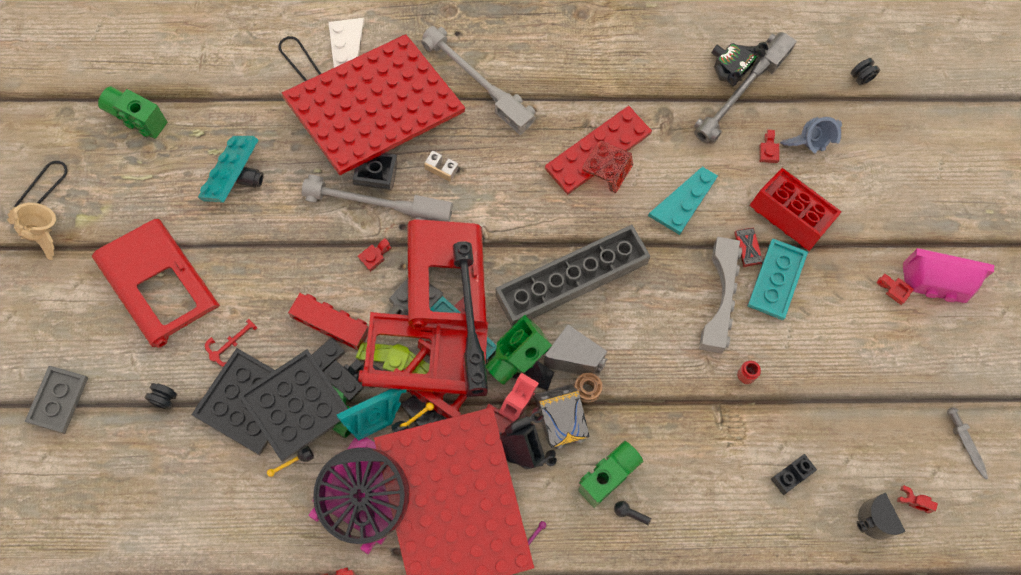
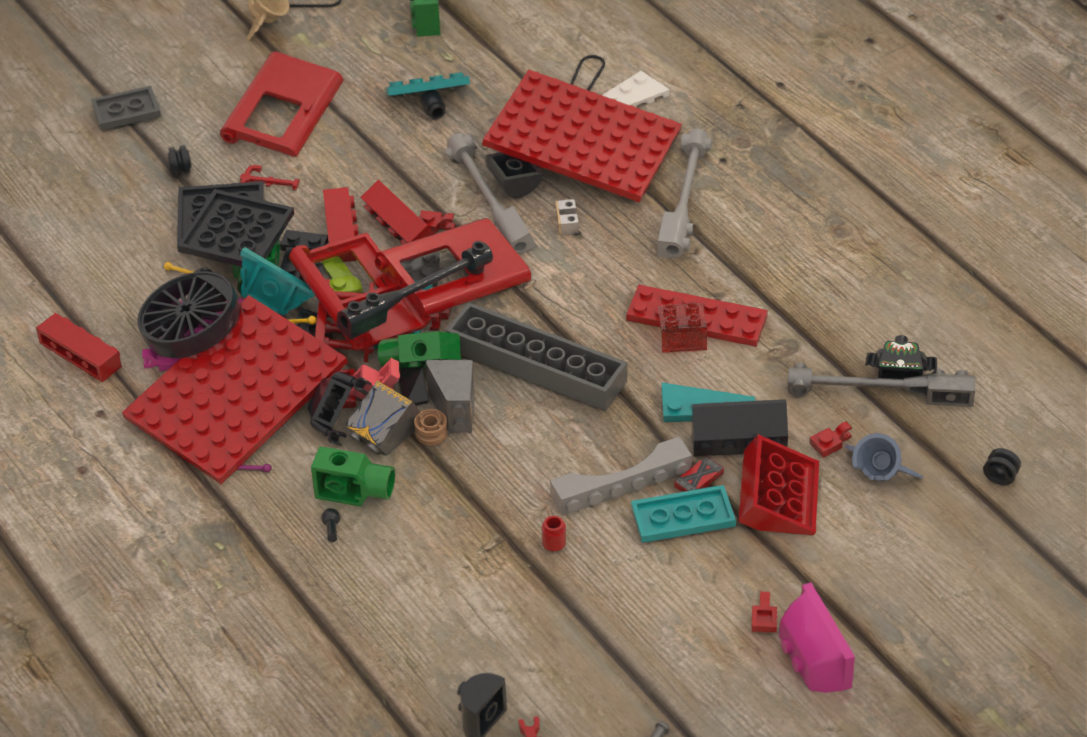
camera: 60 degrees right, 25 degrees down
(355, 277) = (394, 213): none -> red brick
(734, 196) = (732, 426): none -> black slope
(793, 474) = (476, 630): black slope -> none

